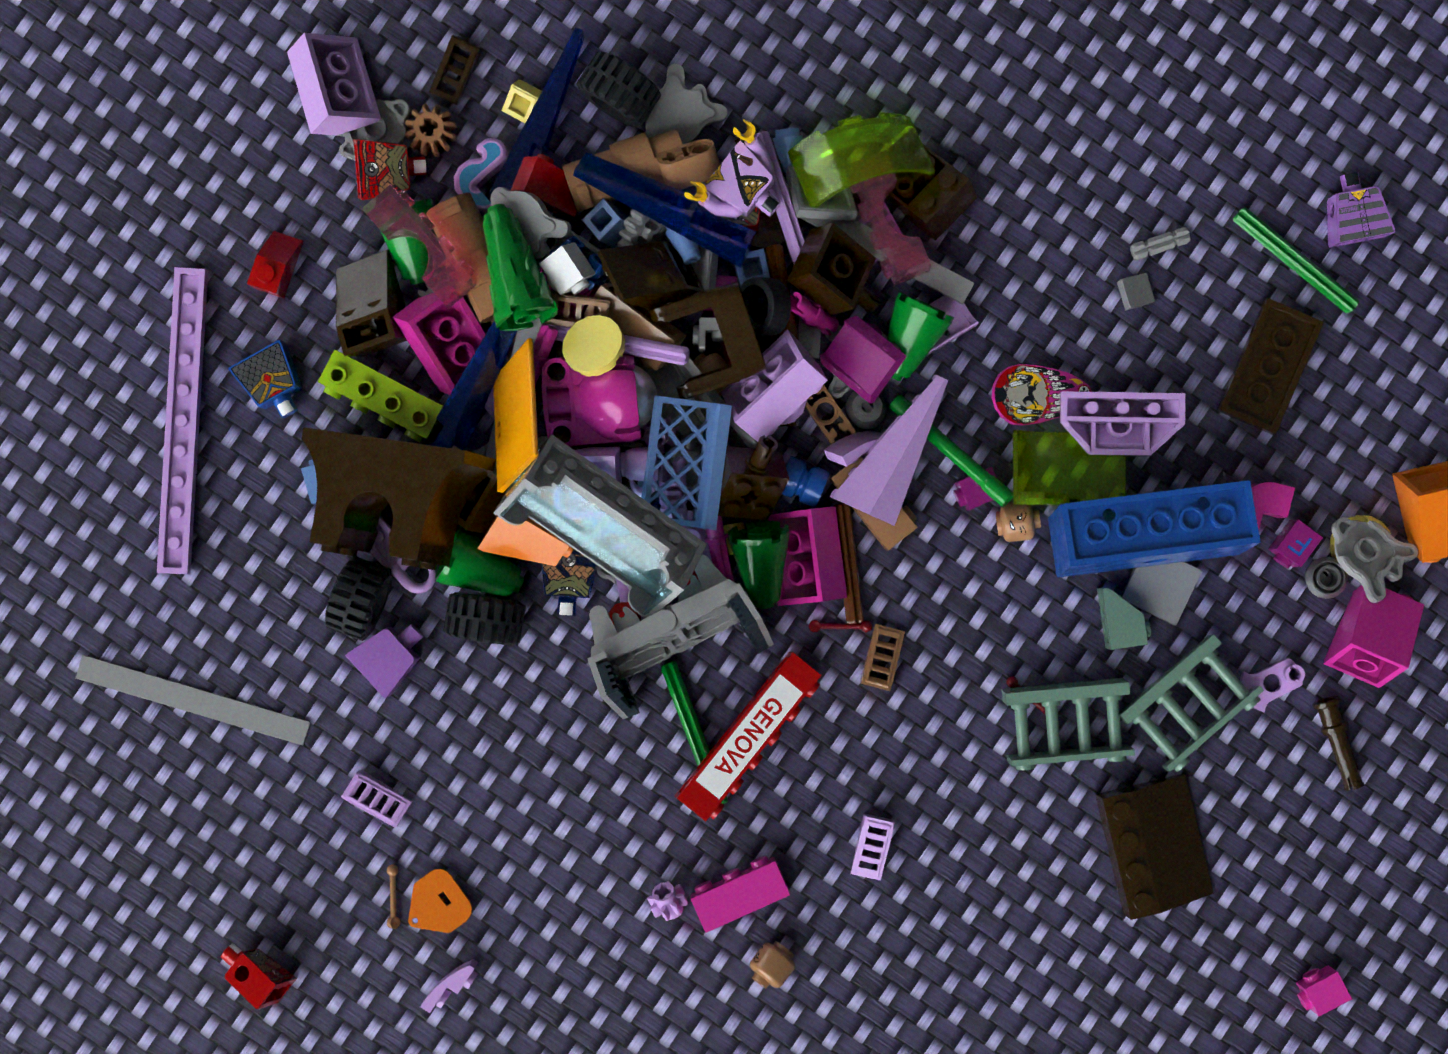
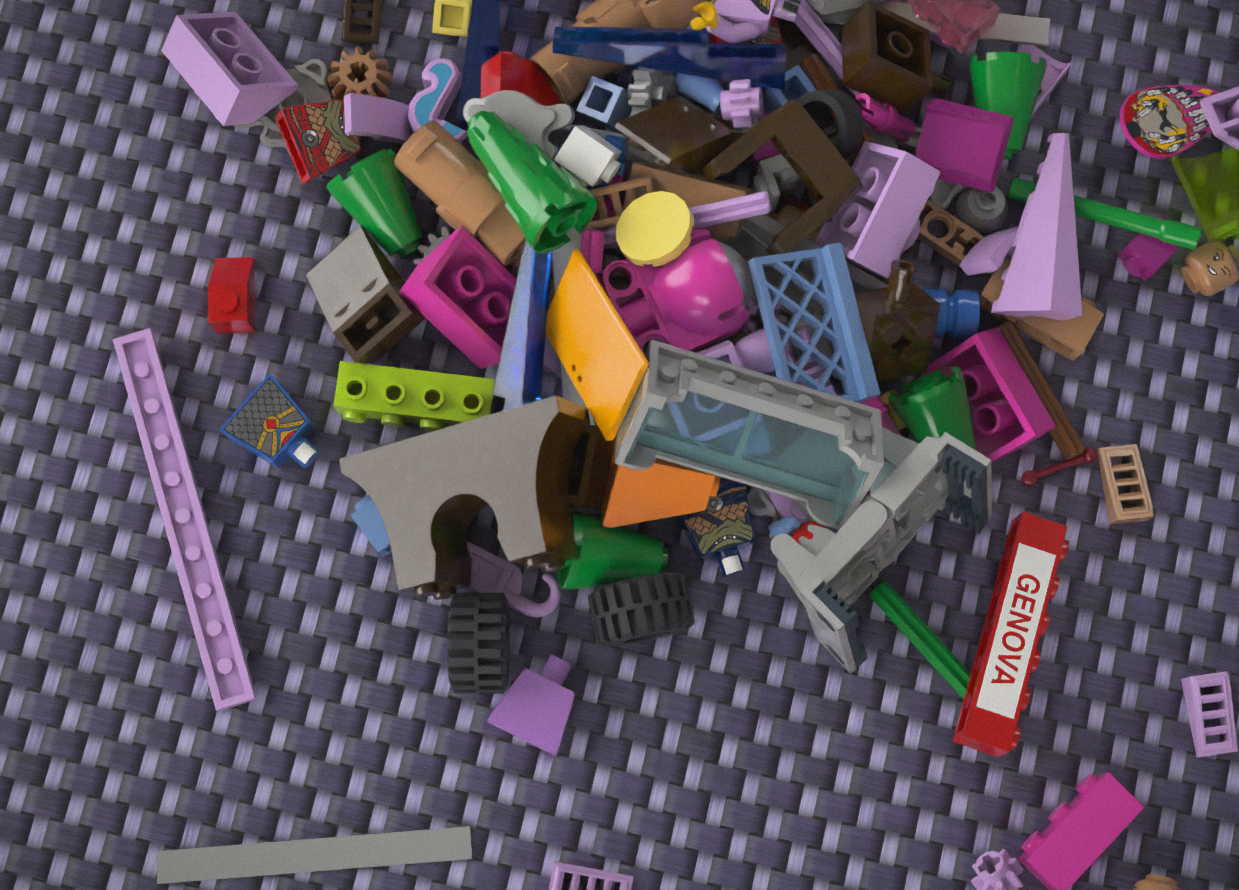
camera: 25 degrees left, 10 degrees down
(395, 218) = (364, 171): clear pink arch -> none
(429, 169) = (376, 118): none -> lavender slope
(613, 597) = (785, 525): none -> medium blue piece
(702, 267) = (741, 103): none -> lavender gear

